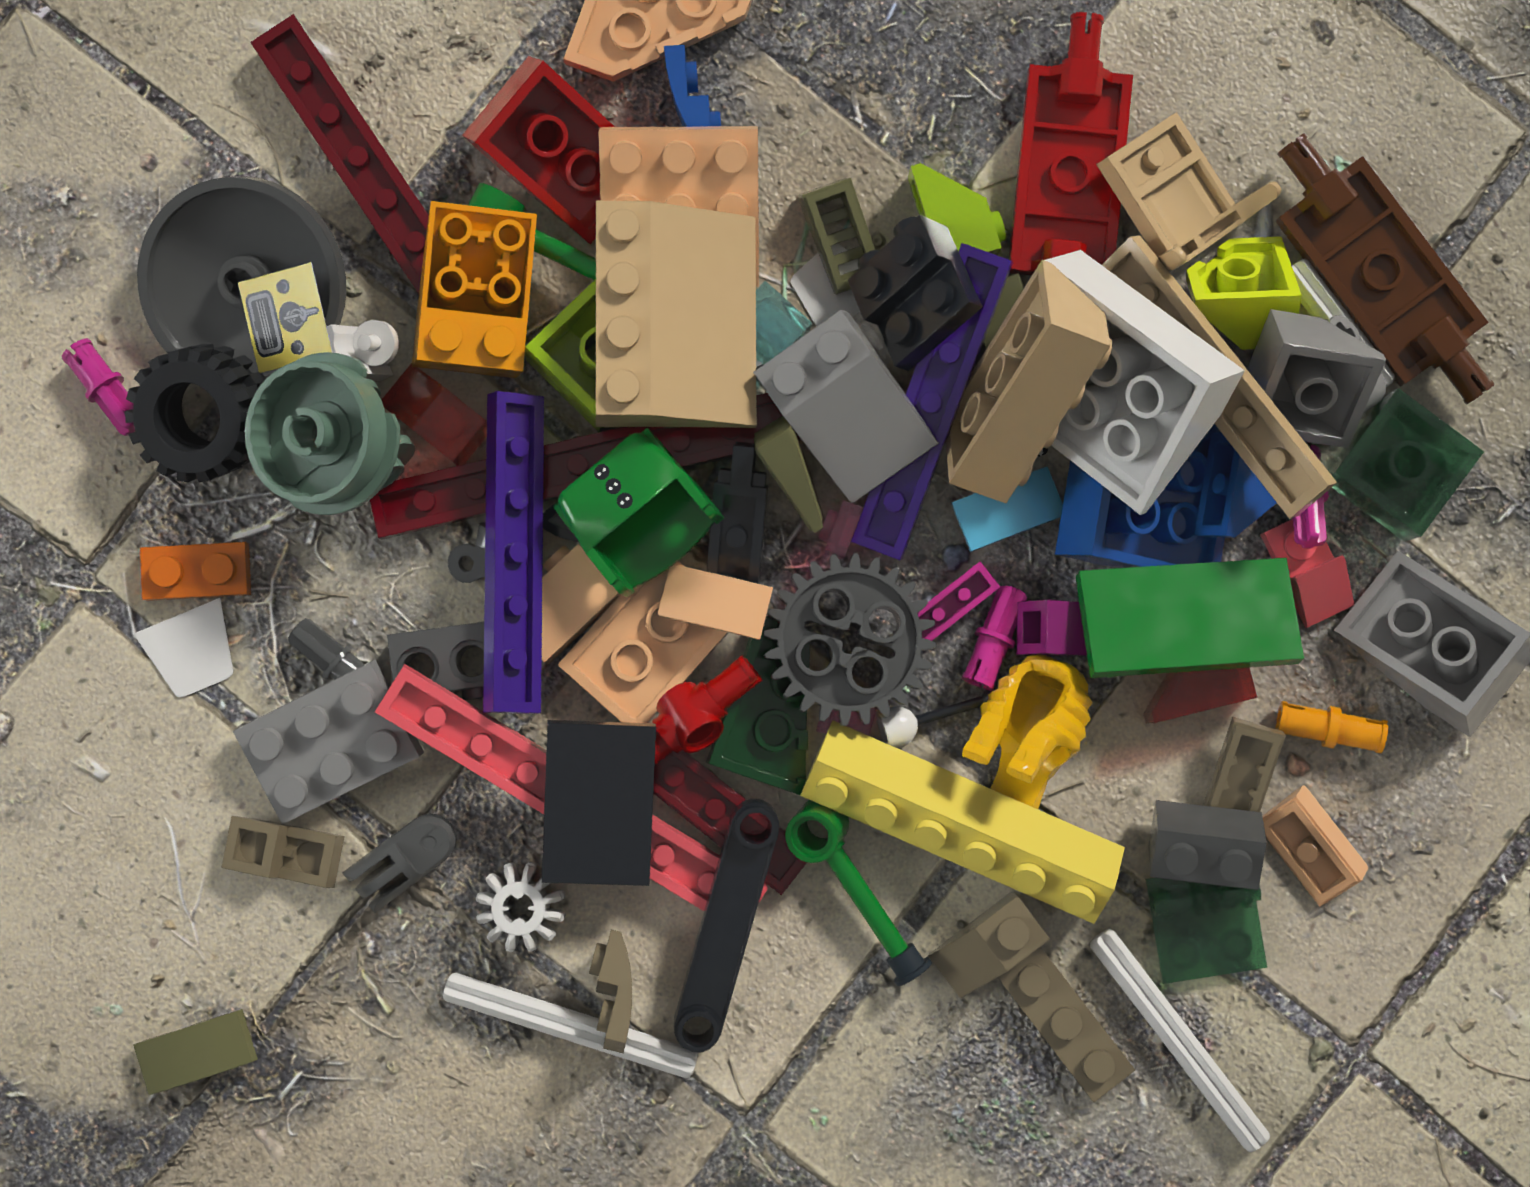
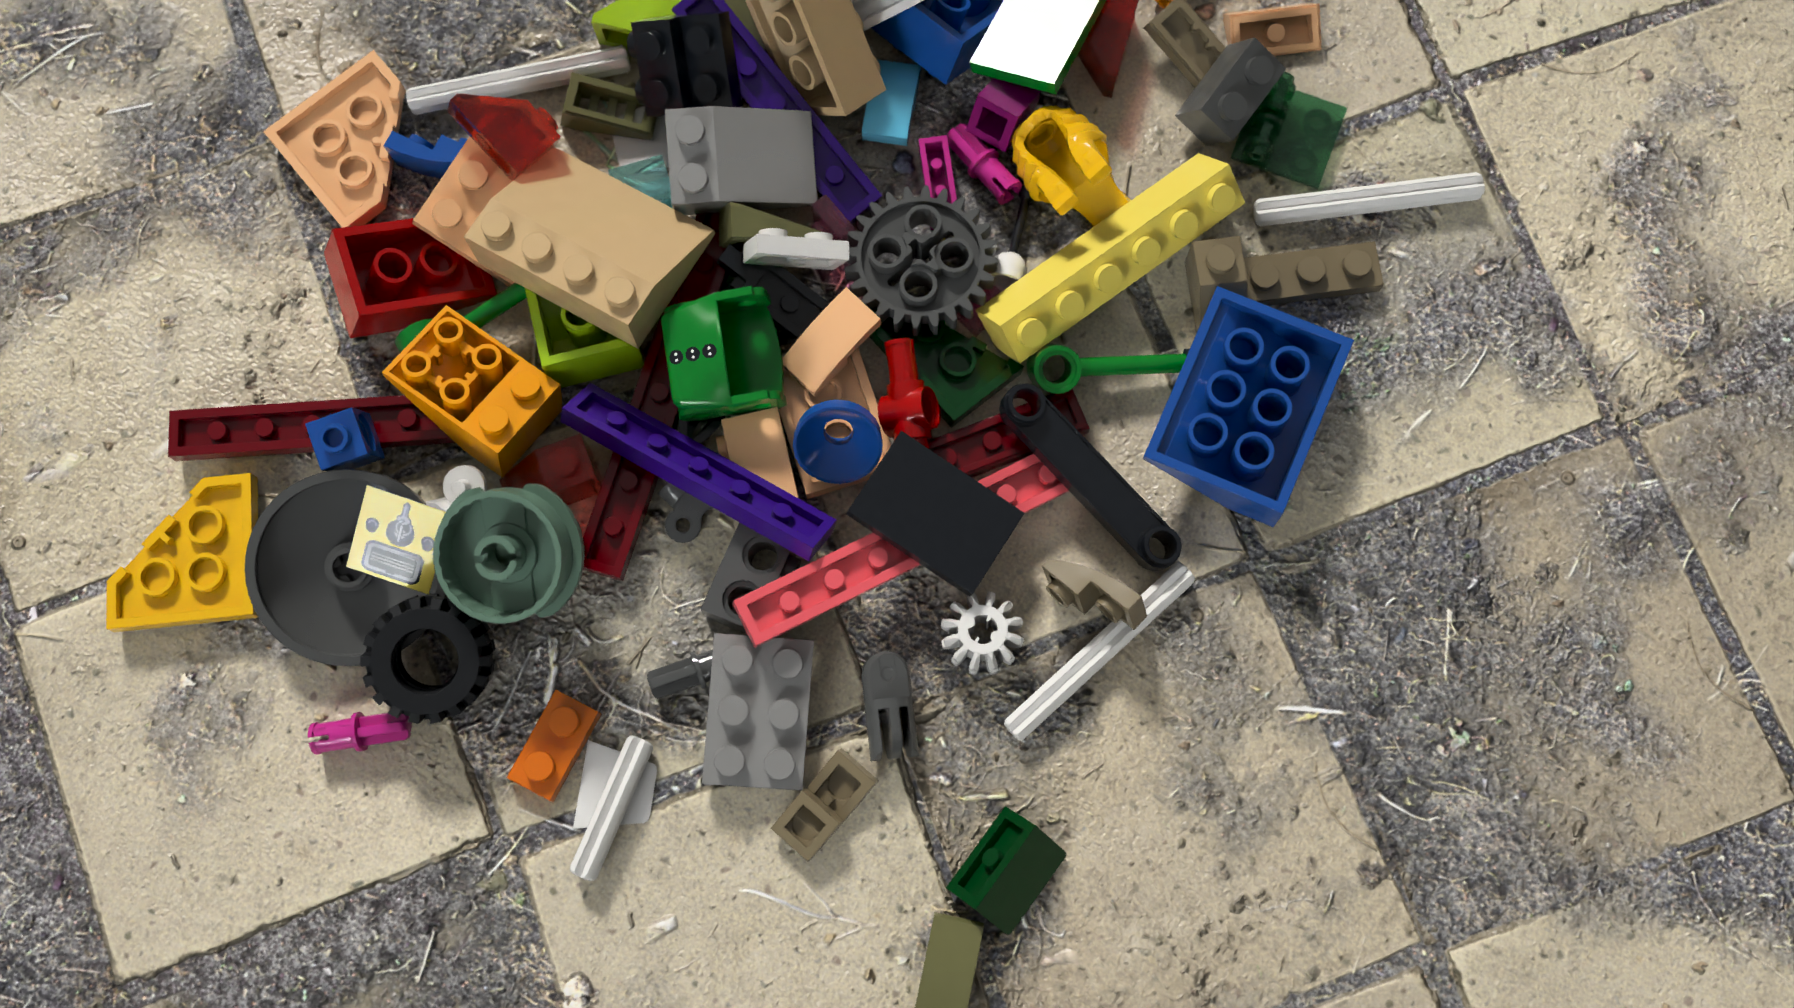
camera: 55 degrees left, 10 degrees down
(168, 659) = (611, 808): none -> white axle
(169, 130) = (190, 562): none -> yellow plate
(316, 1052) = (1007, 870): none -> dark green panel
(351, 205) = (345, 440): none -> blue brick
(606, 675) = (837, 458): none -> blue piece
(734, 170) = (506, 130): none -> clear red slope
(794, 534) = (812, 251): none -> white plate
(818, 125) = (520, 78): none -> white axle
(884, 1038) = (1247, 405): none -> blue slope

